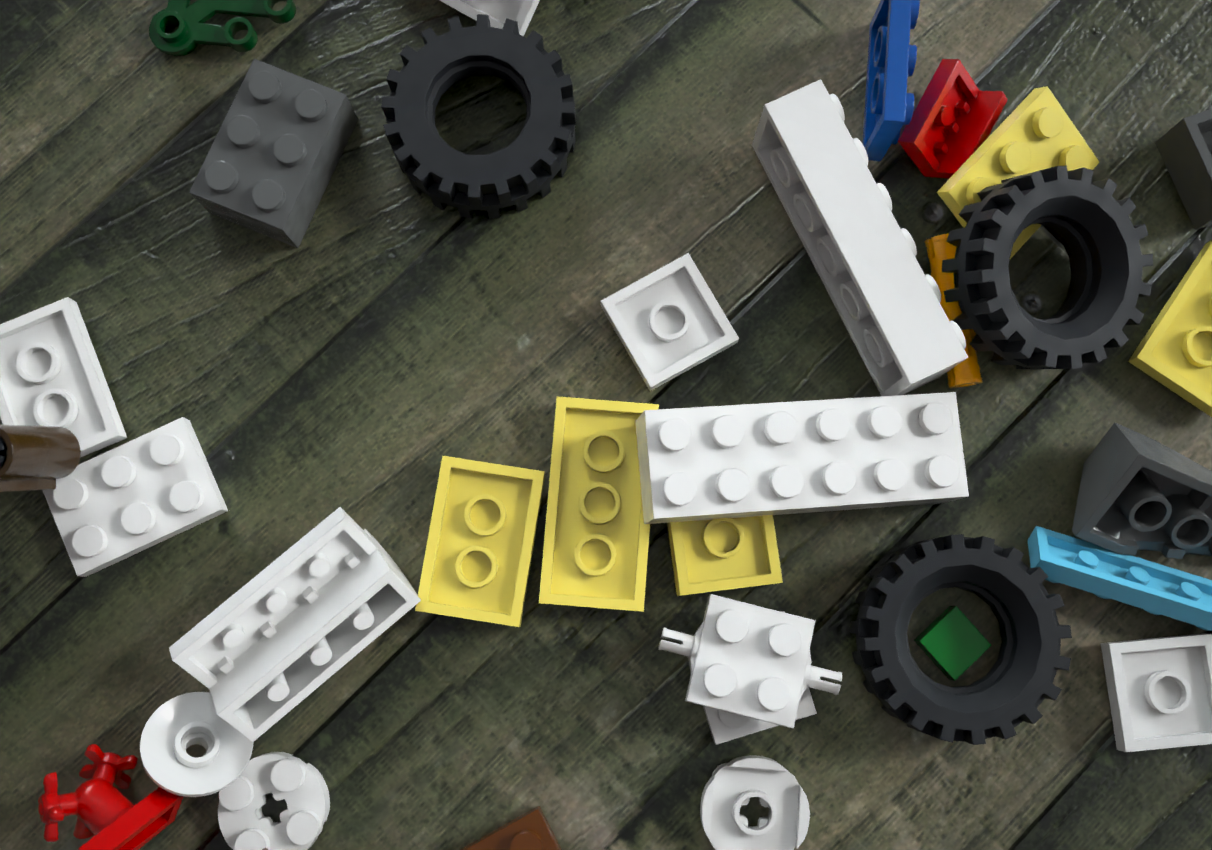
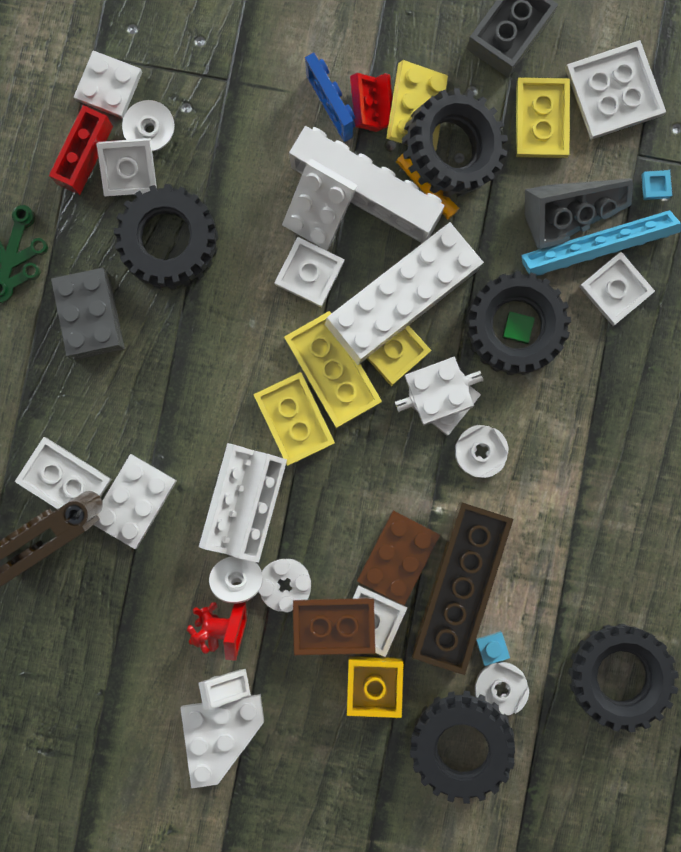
camera: 30 degrees left, 5 degrees up
(759, 221) = (319, 204): none -> white plate

